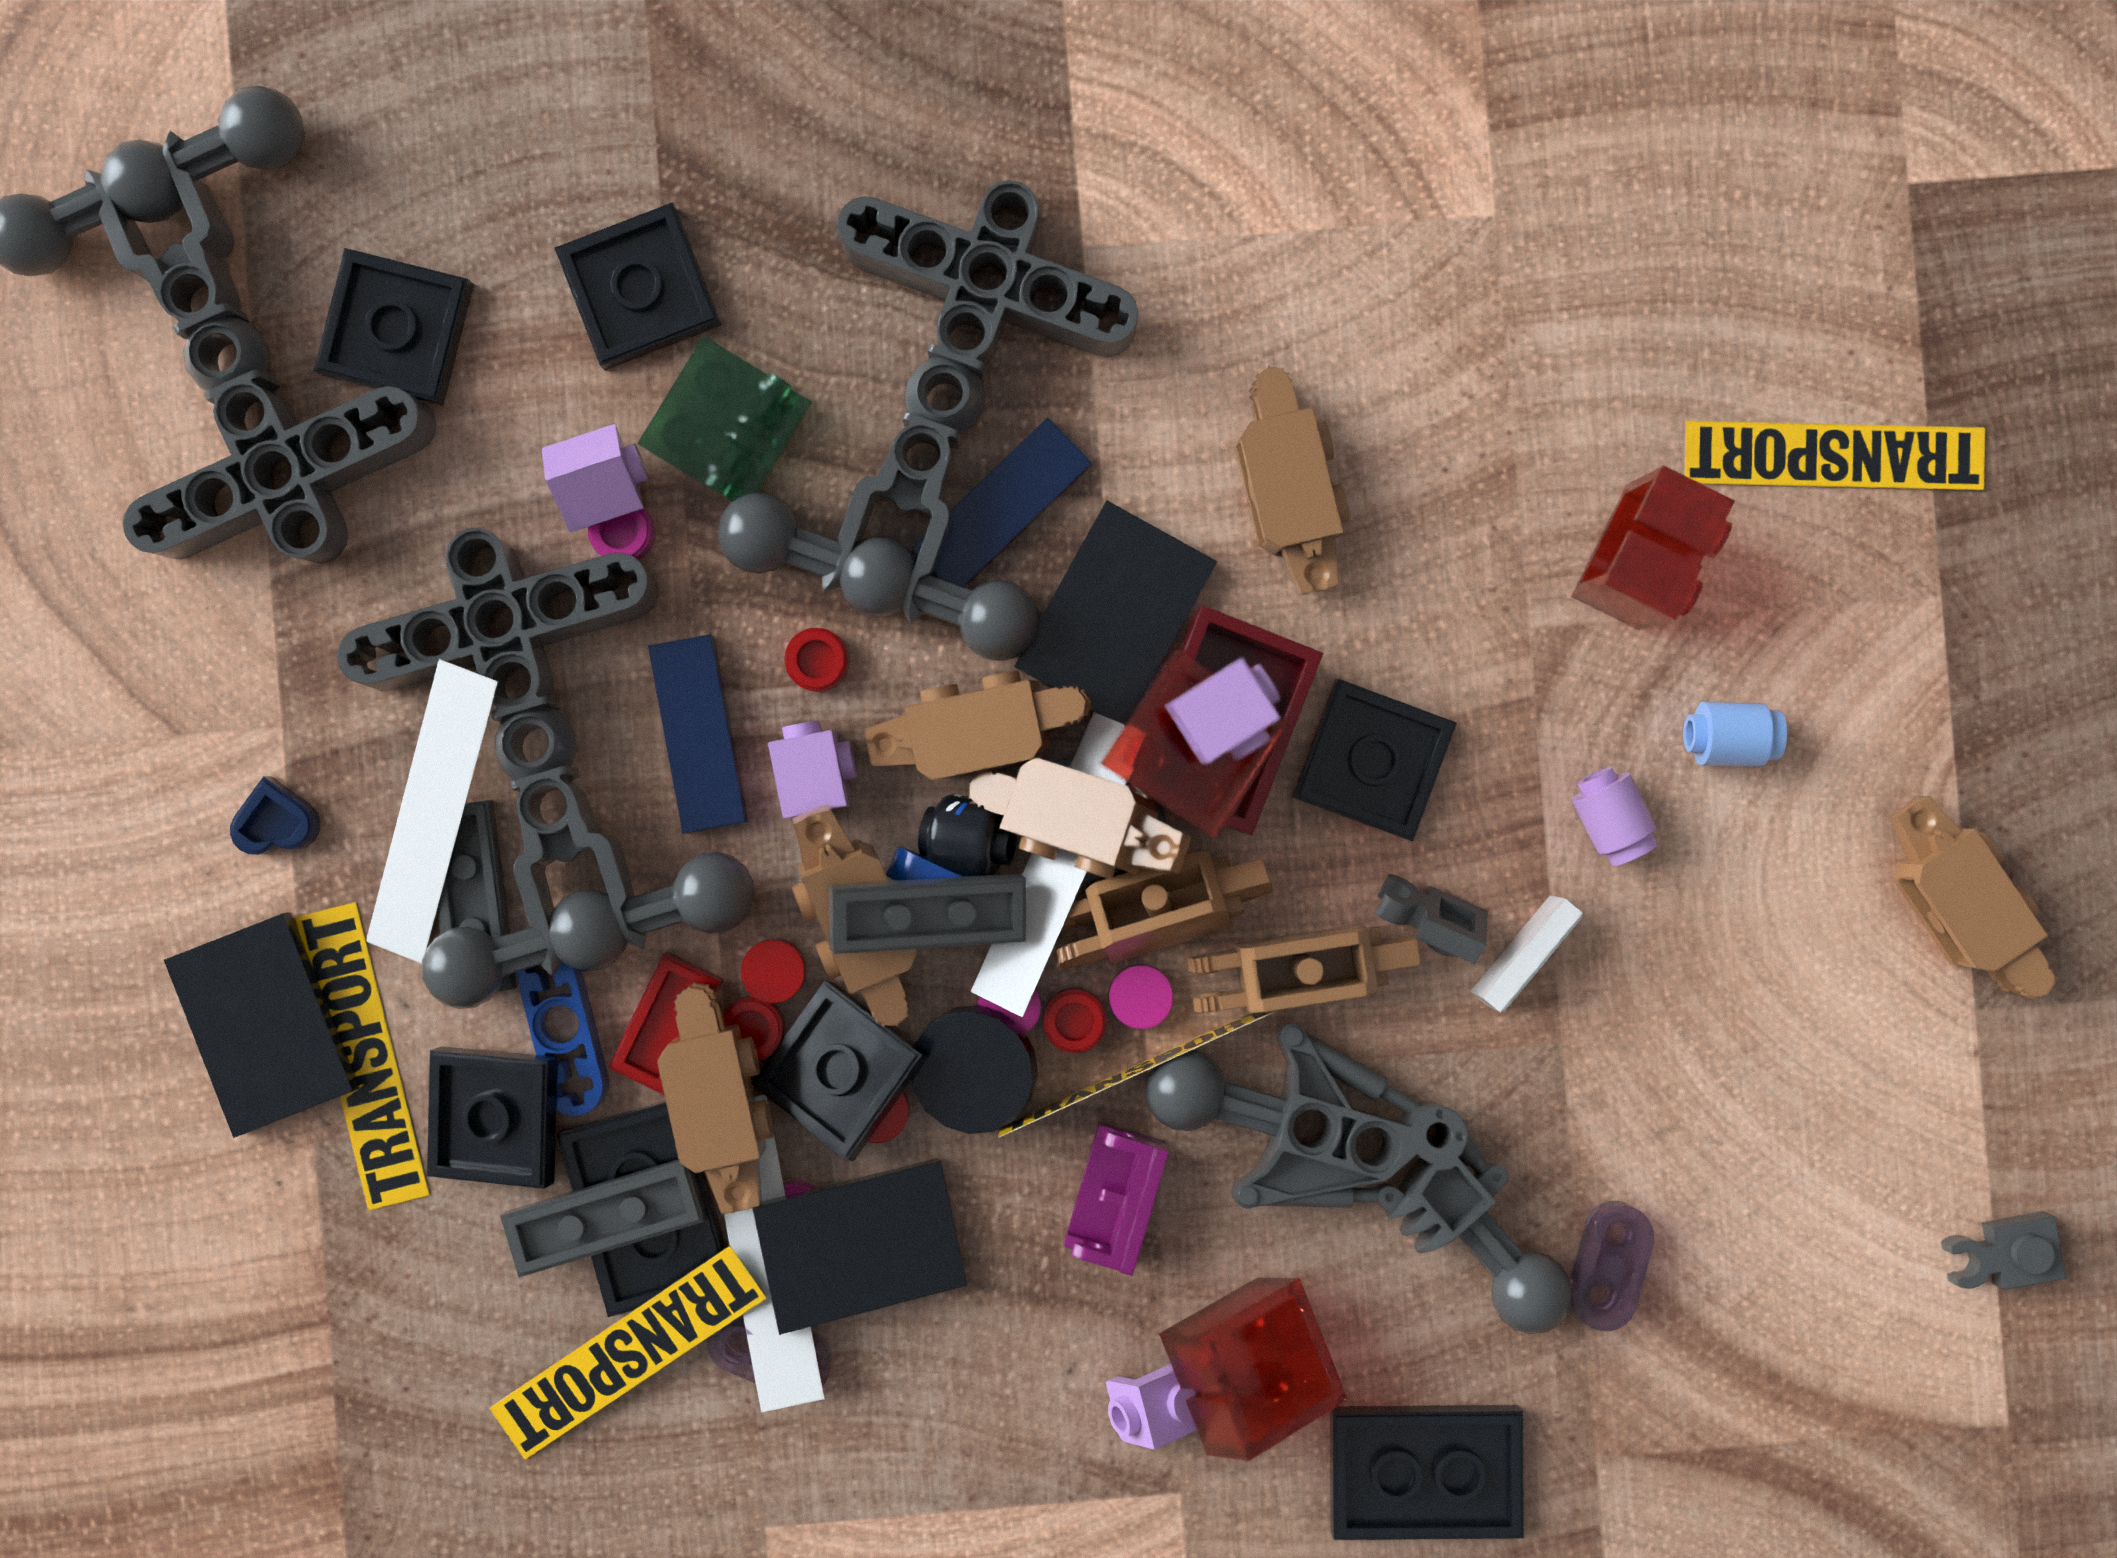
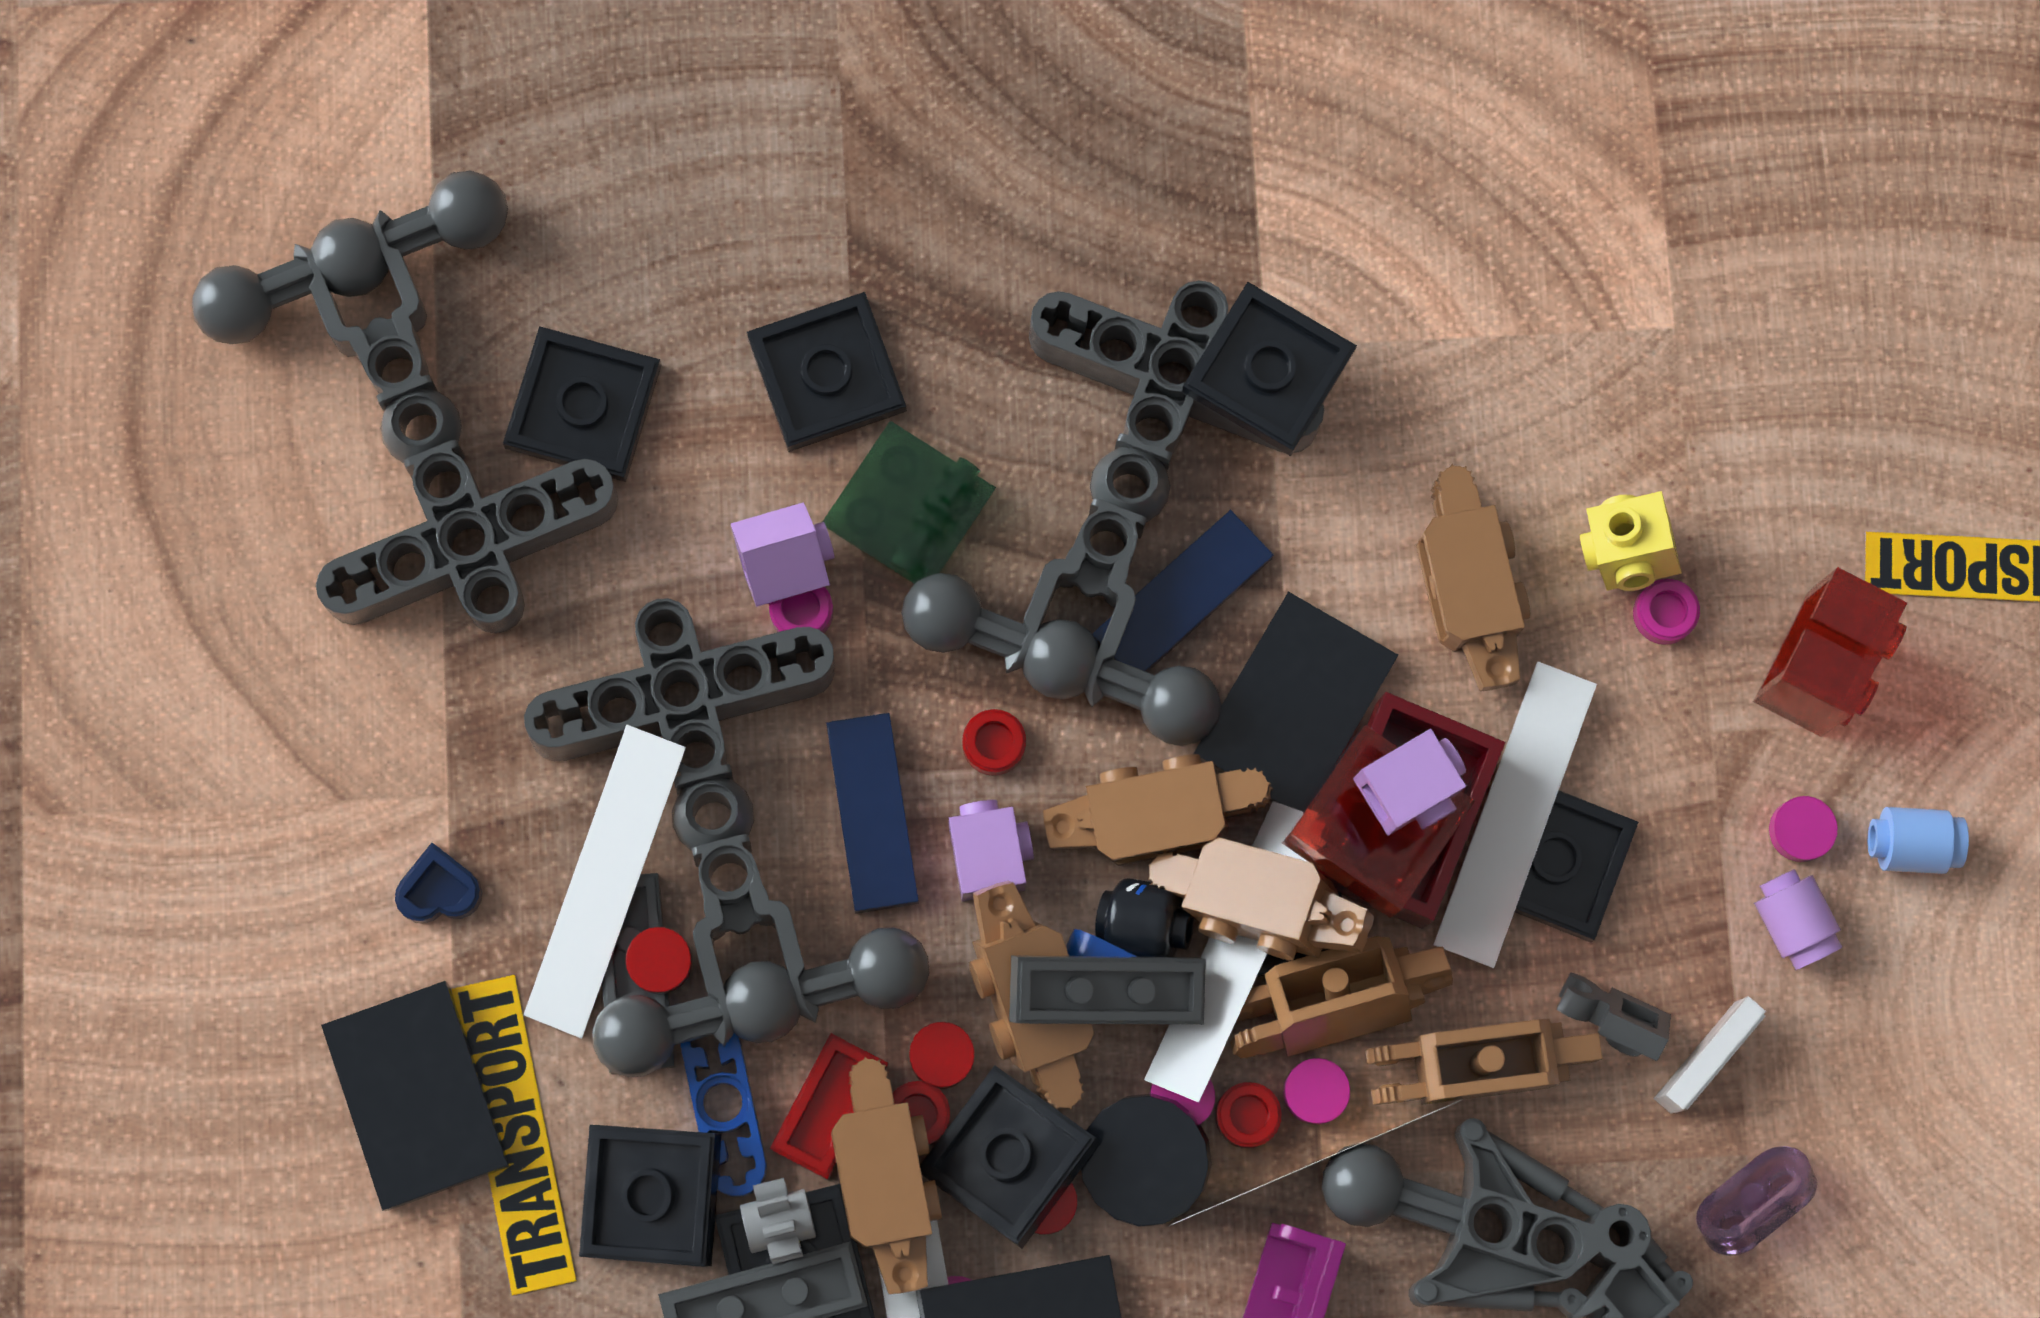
camera: 10 degrees left, 10 degrees down
(487, 890) = (659, 960): none -> red tile
(611, 1145) = (777, 1221): none -> light grey gear
(1080, 271) = (1269, 368): none -> black tile
(1334, 718) = (1515, 814): none -> white sticker
(1450, 440) = (1631, 541): none -> light yellow brick
(1485, 508) = (1666, 611): none -> dark pink tile
(1567, 1091) = (1751, 1201): none -> clear purple plate
(1620, 724) = (1803, 829): none -> dark pink tile

